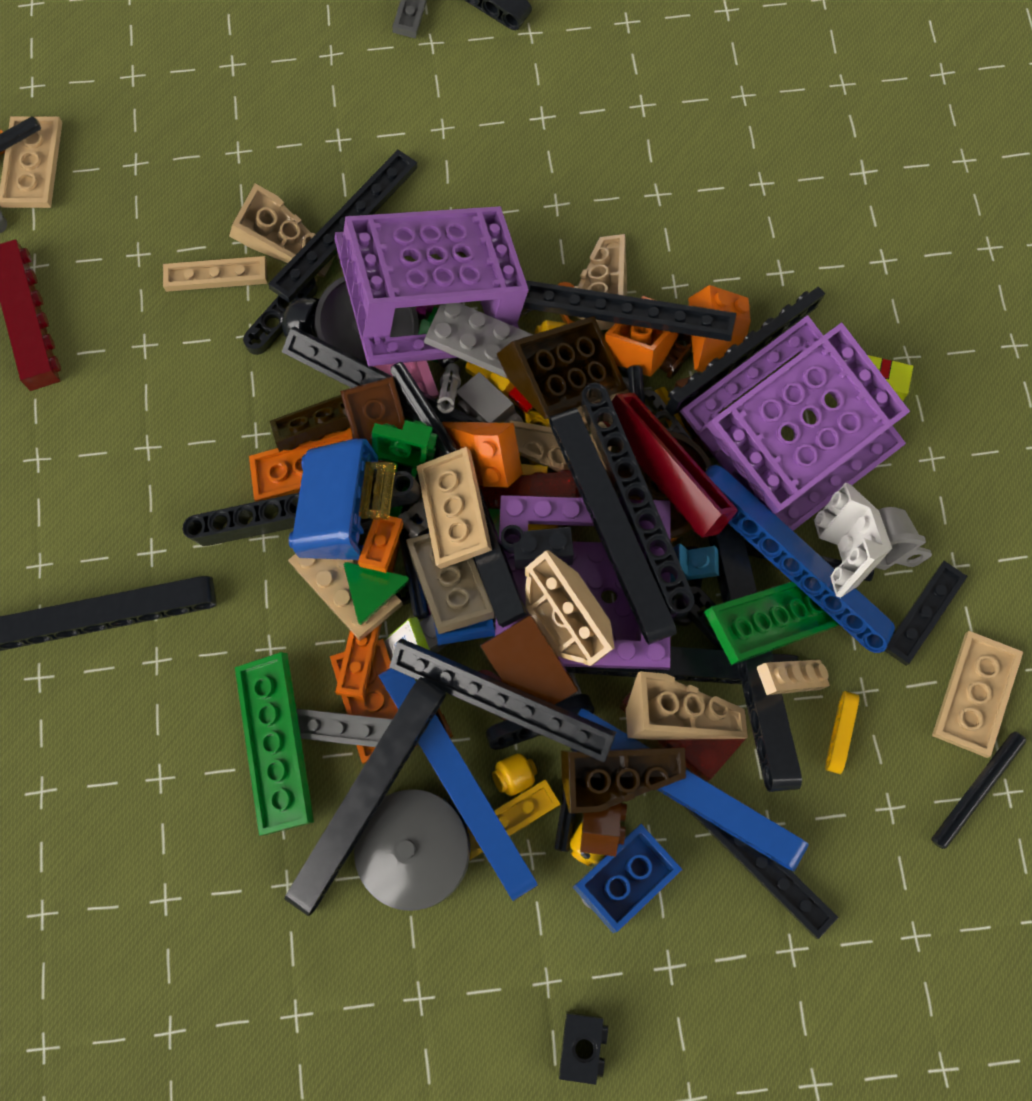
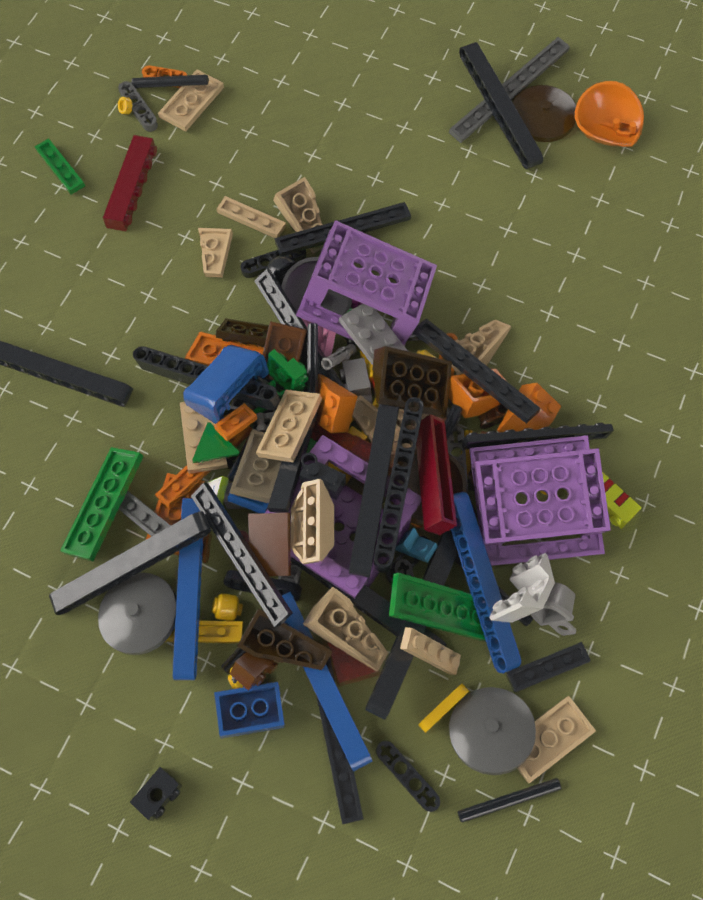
camera: 30 degrees right, 5 degrees down
(196, 340) = (215, 250): none -> tan wing
(384, 512) = (253, 391): clear yellow tile -> none
(852, 834) = (405, 778): none -> black beam
(913, 724) = (492, 731): none -> dark grey dish

